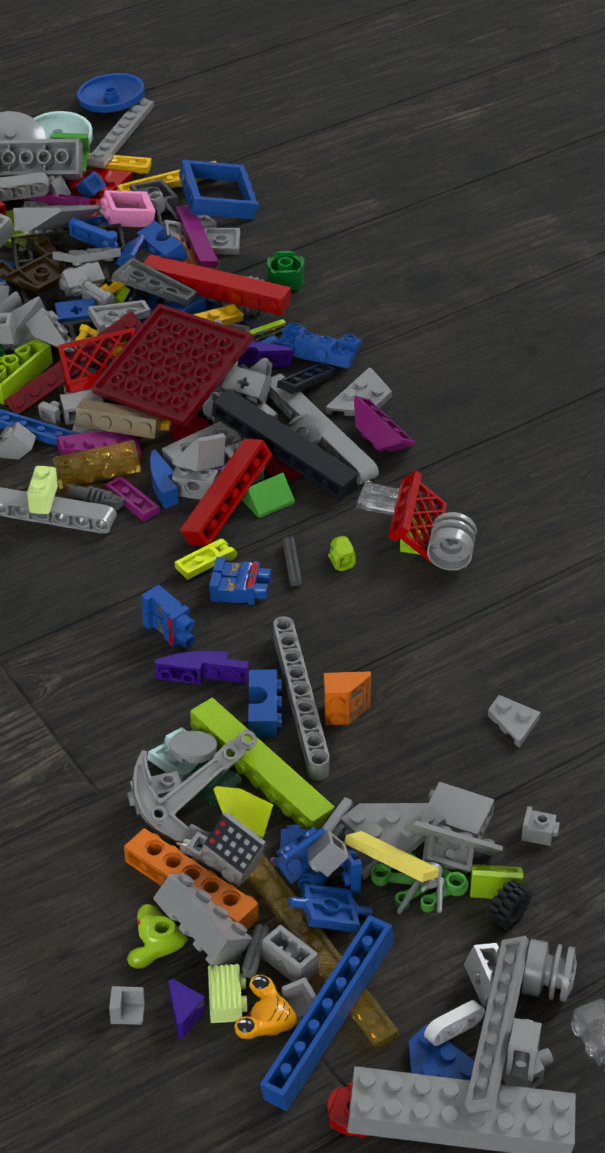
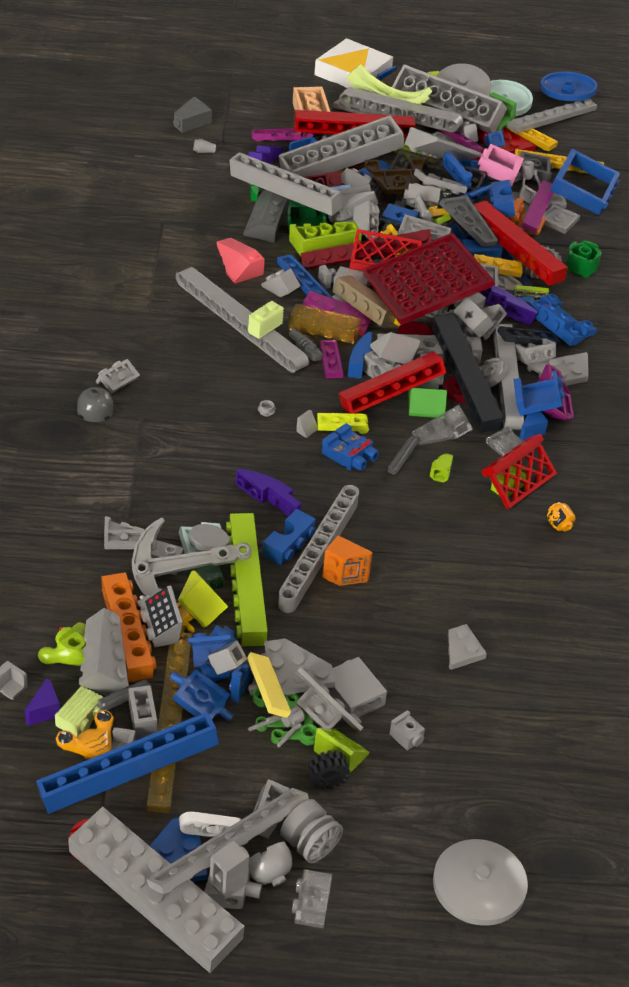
camera: 30 degrees right, 0 degrees up
(97, 794) = (120, 535): none -> light grey wing
(117, 583) = (266, 408): none -> light grey plate
(167, 616) = (273, 441): blue hips -> none
(173, 579) = (306, 424): none -> light grey slope
(307, 512) = (444, 427): none -> clear slope
(324, 396) = (535, 353): none -> light grey window
(334, 823) = (256, 644): light grey tile -> none
(377, 432) = (539, 395): none -> blue panel
(387, 462) = (533, 424): none -> blue slope
(452, 541) = (528, 498): light grey wheel -> none
(491, 544) = (561, 516): none -> light orange head
(545, 1012) = (271, 865): none -> light grey cylinder

